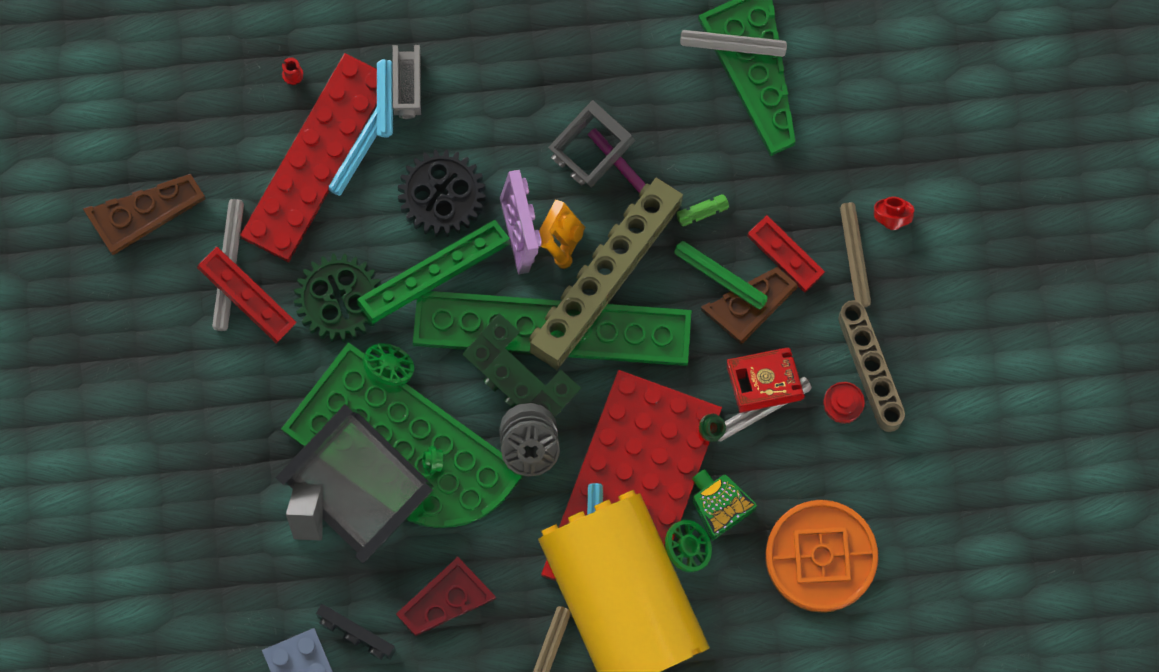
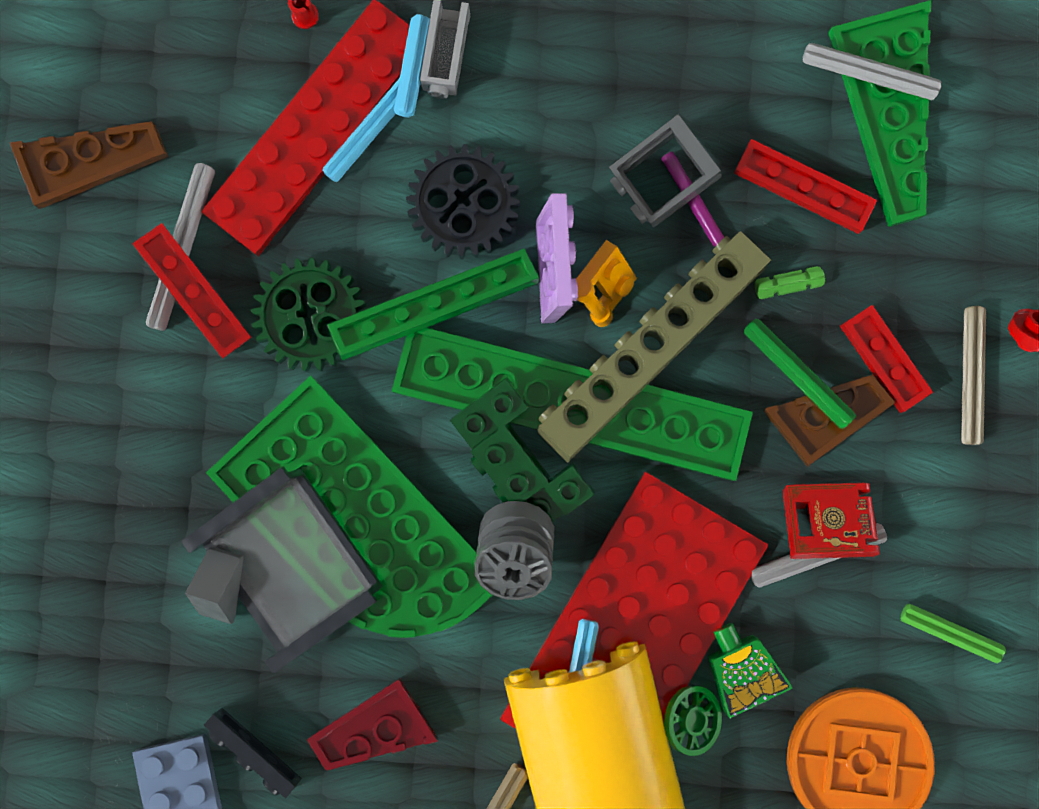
camera: 15 degrees right, 10 degrees up
(388, 364) = (355, 414): green wheel -> none
(433, 460) = (387, 553): green plate -> none
(700, 136) = (805, 186): none -> red plate
(718, 427) = (753, 574): dark green plate -> none
(843, 402) = (925, 567): red plate -> none
(873, 353) = (982, 539): dark tan beam -> none
(874, 448) = (953, 633): none -> bright green axle

